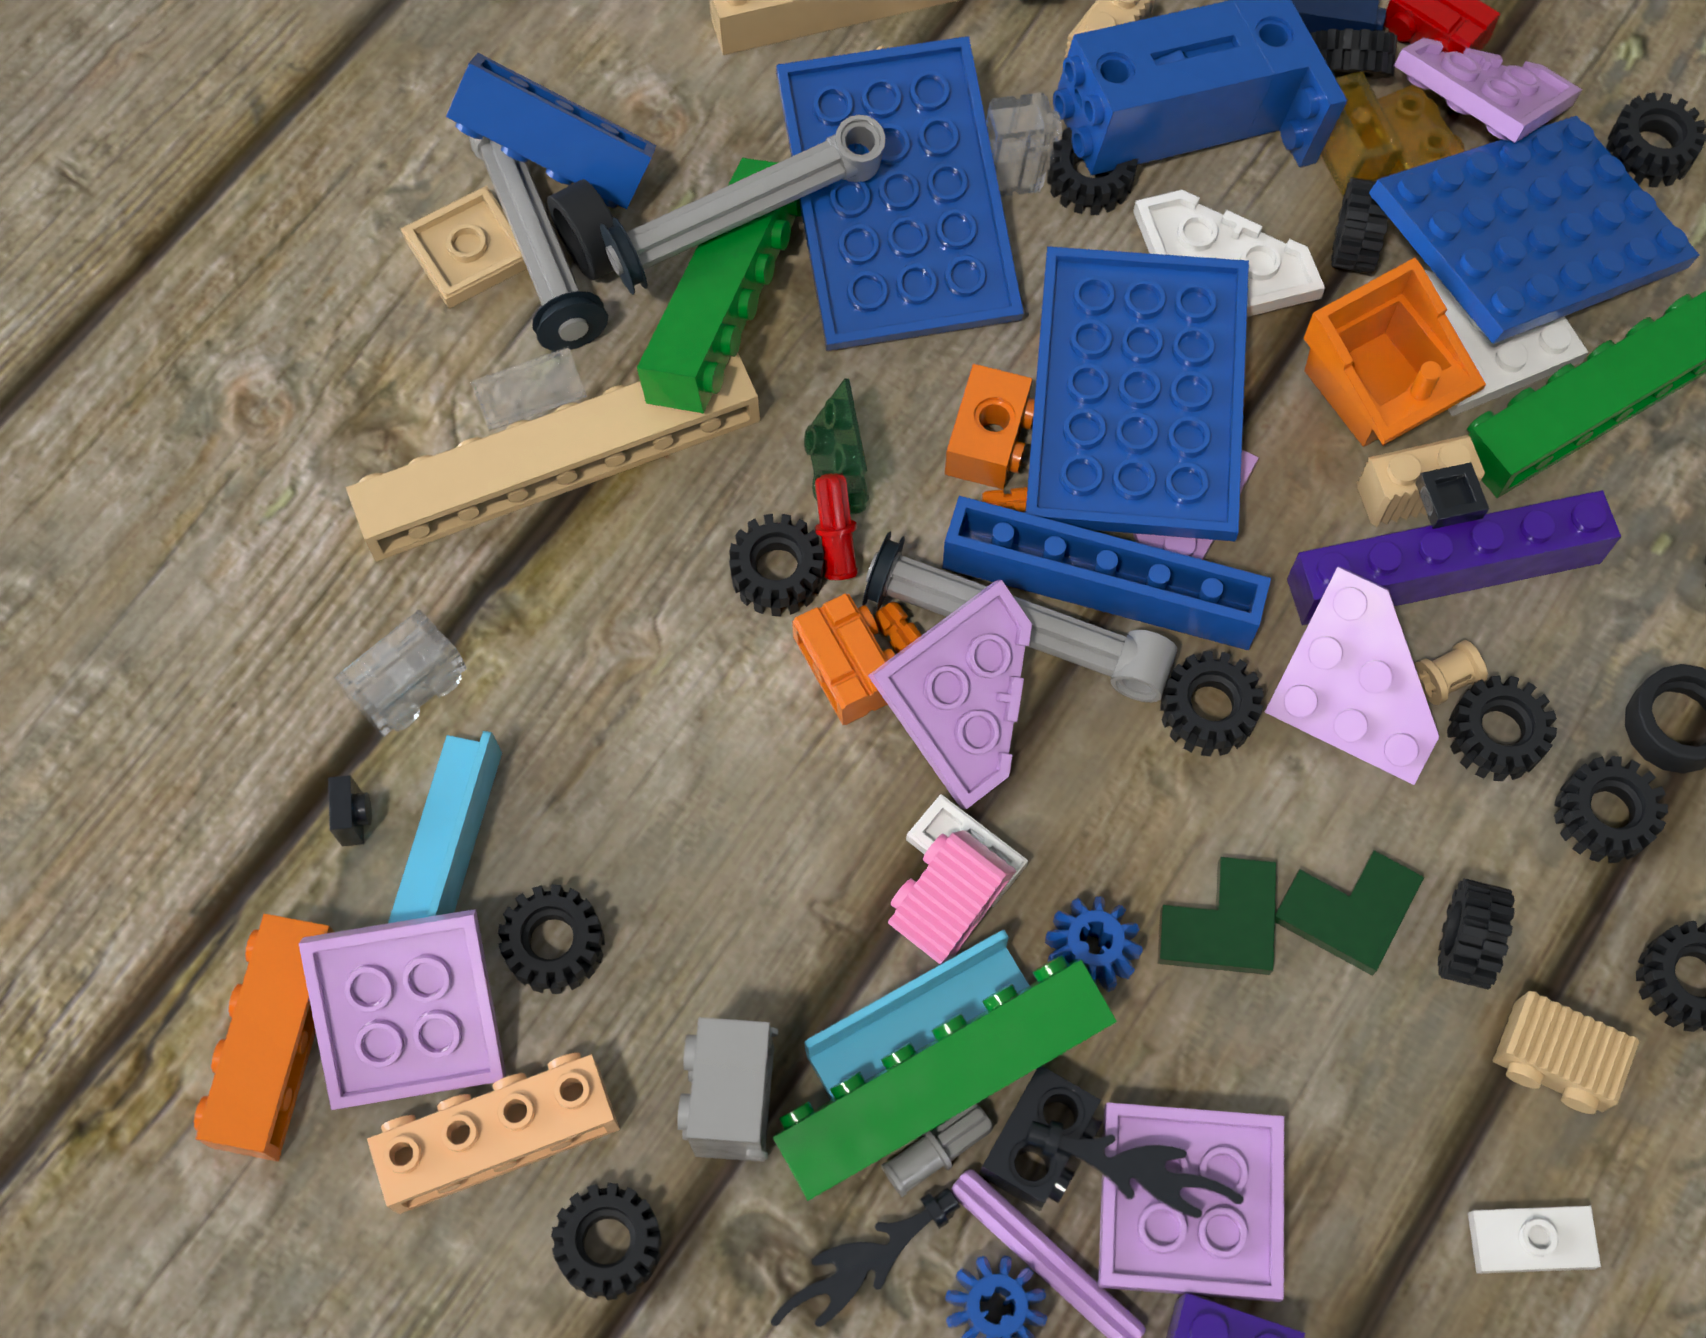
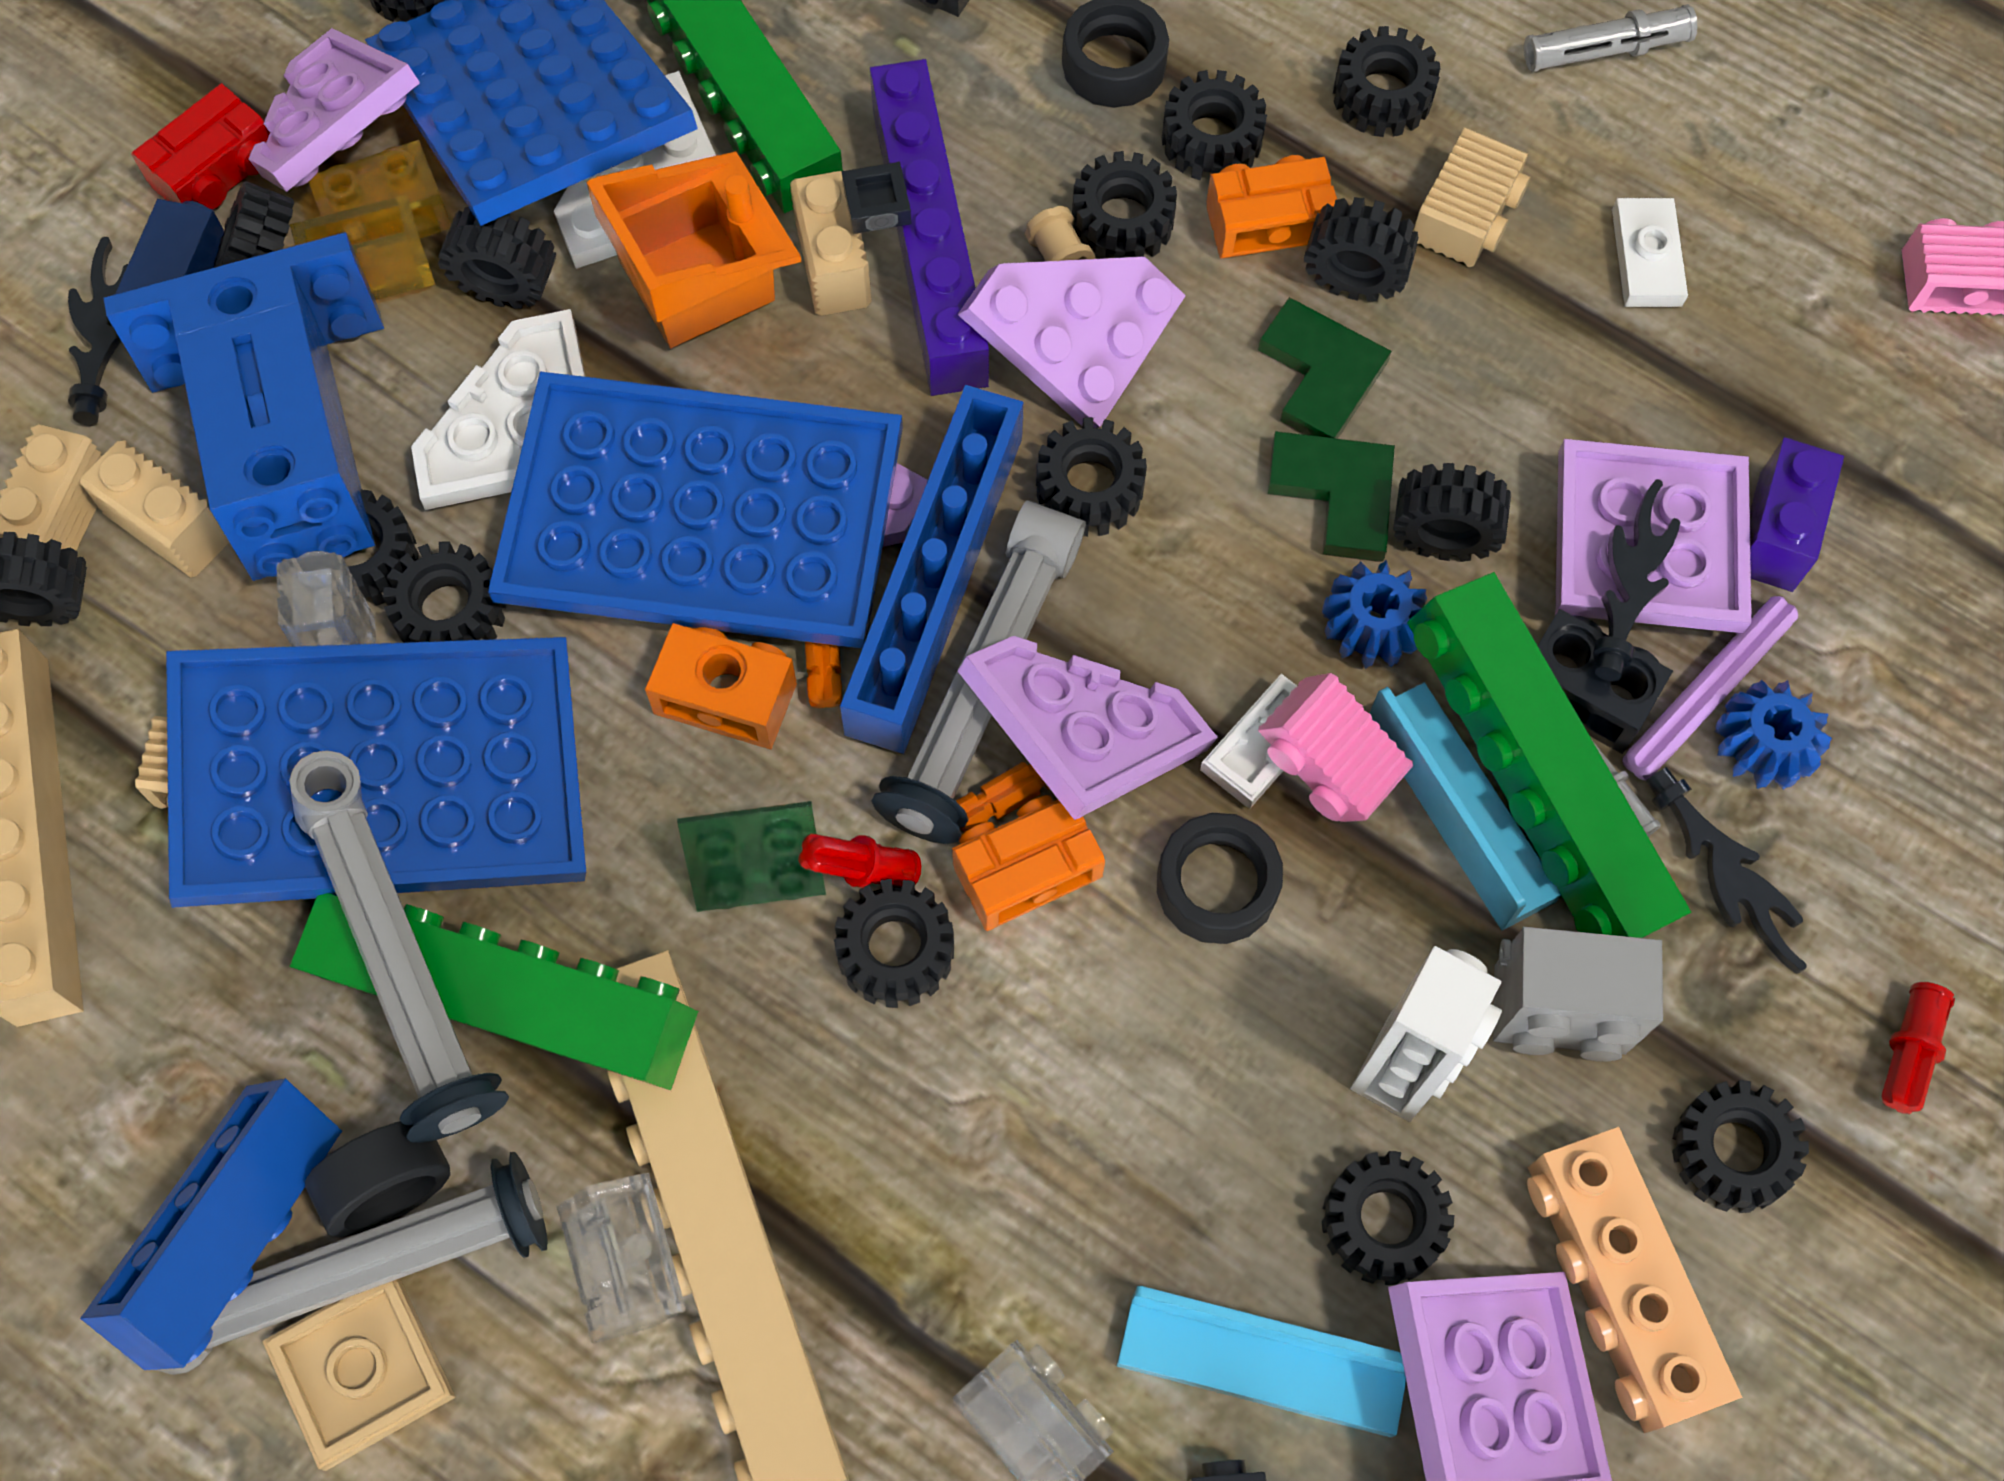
camera: 90 degrees left, 0 degrees up
(670, 931) = (1430, 1033): none -> white brick
(838, 769) = (1240, 835): none -> black tyre
(1053, 207) = (434, 572): none -> black tyre
(1195, 1008) = (1452, 512): none -> black tyre
(1522, 853) = (1267, 204): none -> orange brick

